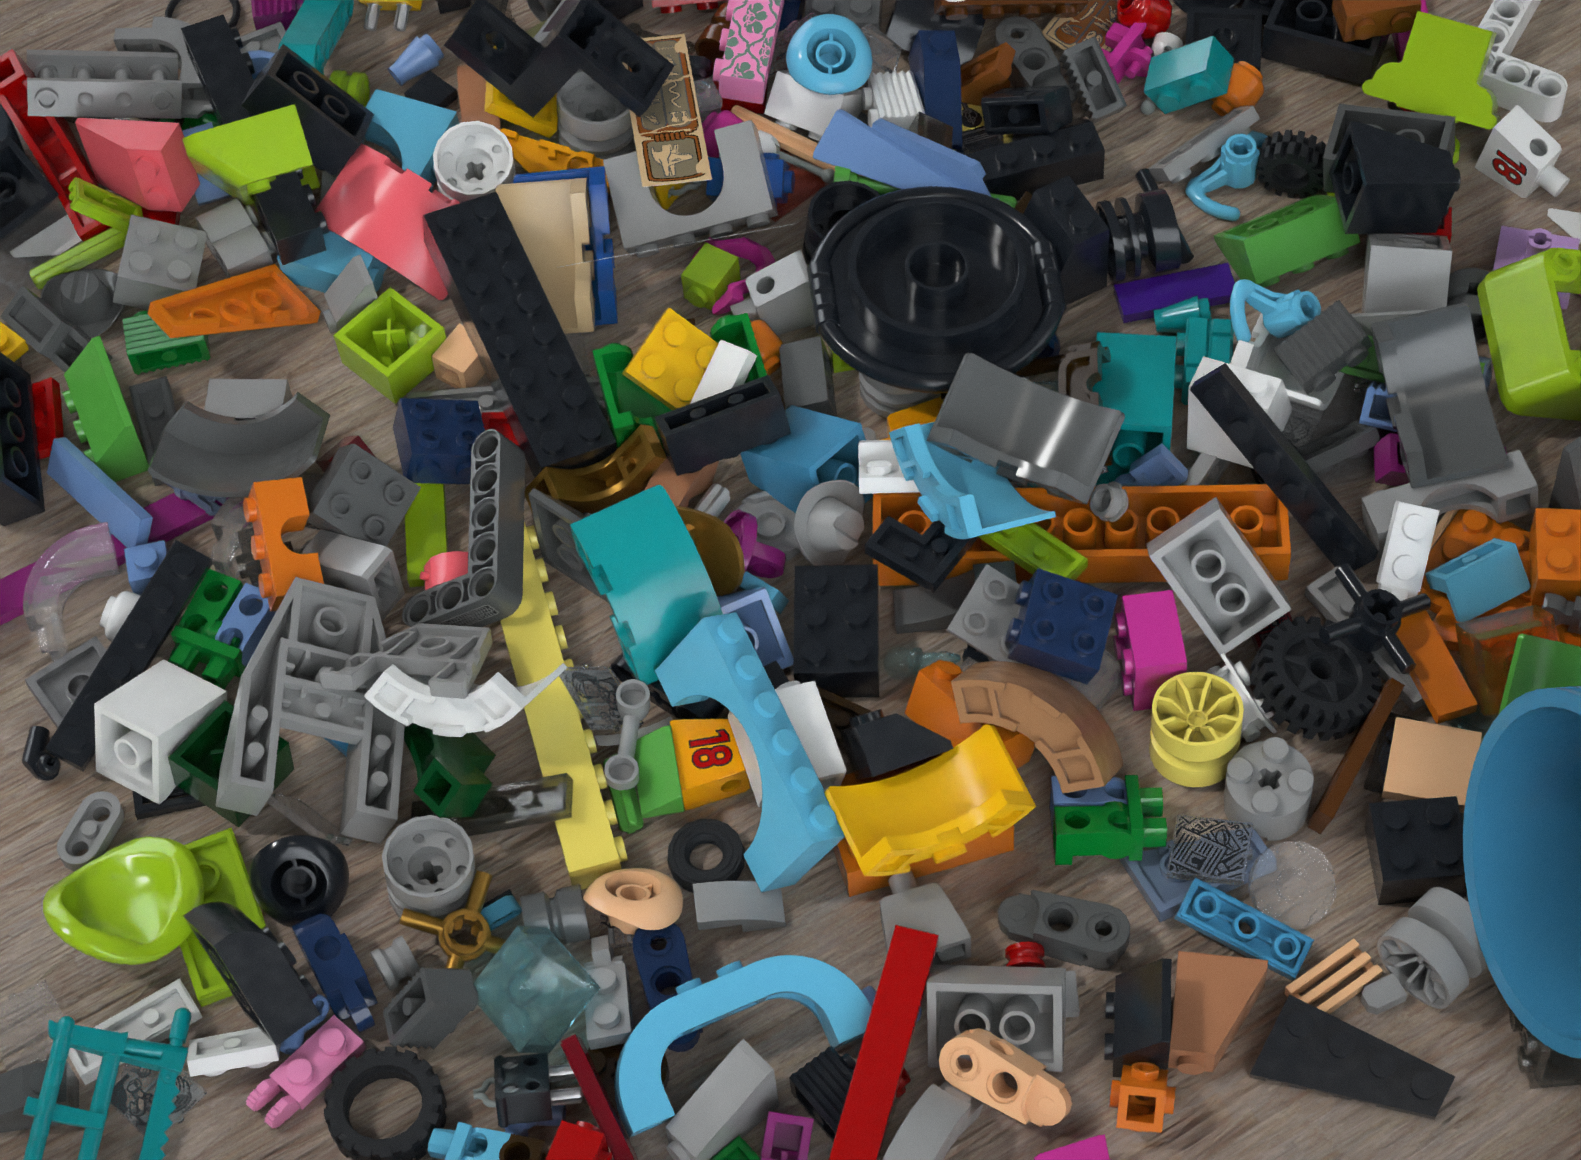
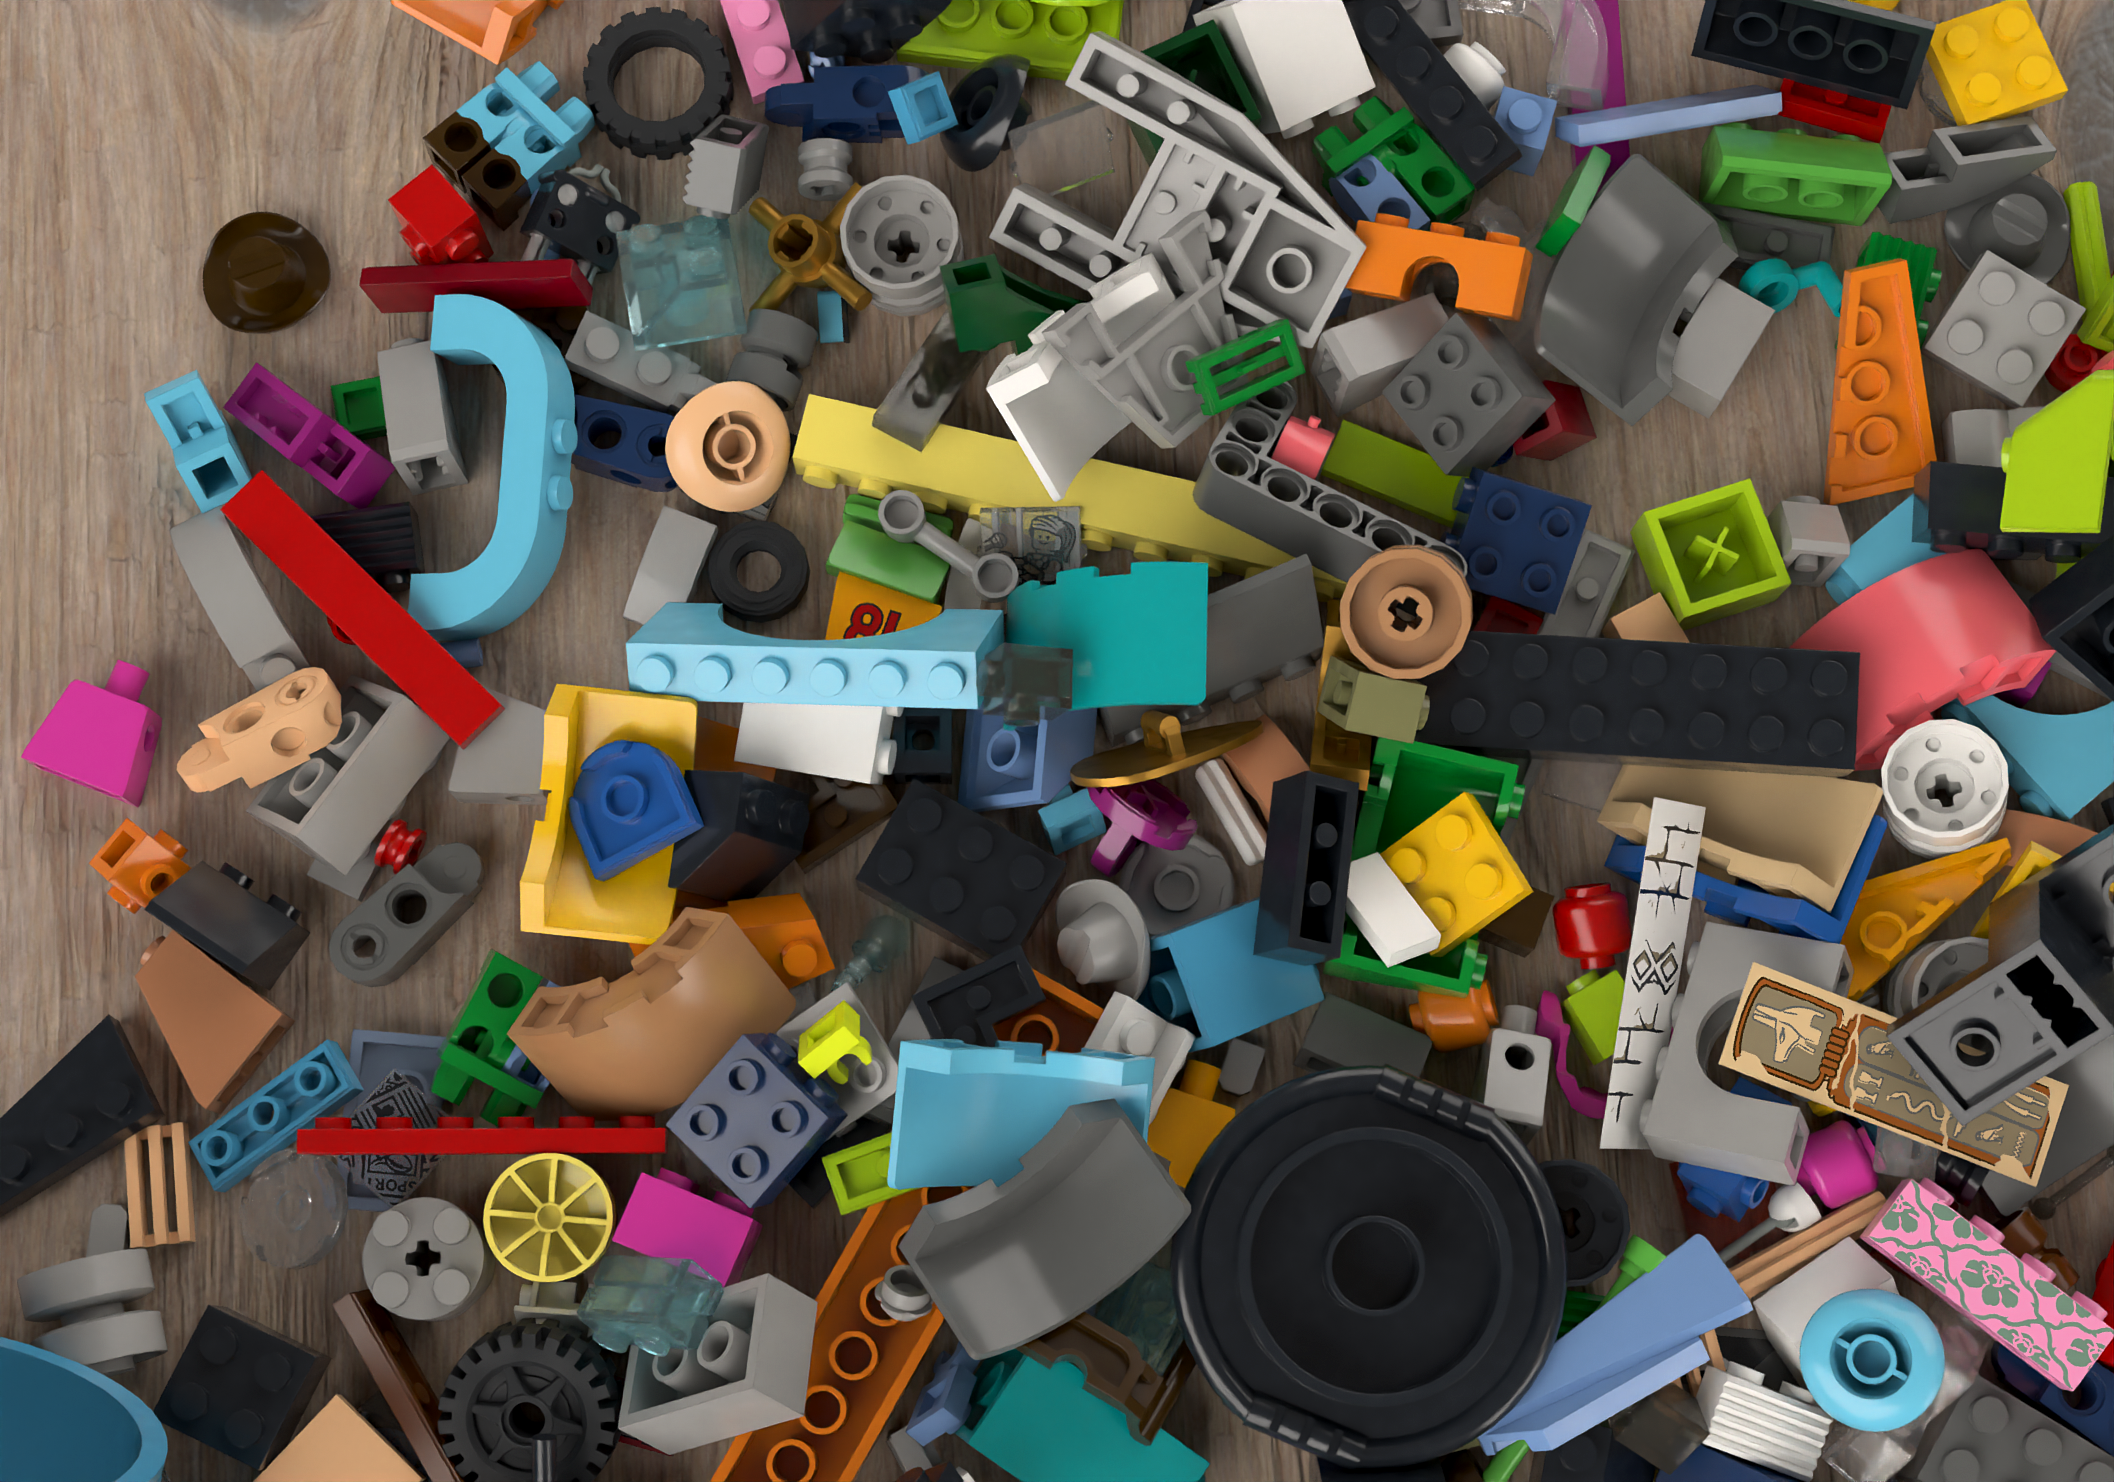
camera: 110 degrees right, 20 degrees up
(179, 389) = (1778, 285): none -> teal plate
(193, 506) = (1573, 202): none -> green tile
(322, 906) = (923, 107): none -> dark azure tile
(411, 617) = (1207, 382): none -> green tile
(532, 432) = (1400, 646): none -> medium nougat wheel
(596, 443) = (1372, 702): none -> olive slope
(653, 299) = (1592, 924): none -> red head
(705, 585) = (1026, 683): none -> clear smoke brick
(915, 791) = (629, 806): none -> blue tile
(989, 605) = (831, 1039): none -> neon yellow tile
(1182, 789) = (458, 1137): none -> red plate
(1209, 623) = (650, 1303): none -> clear light blue brick

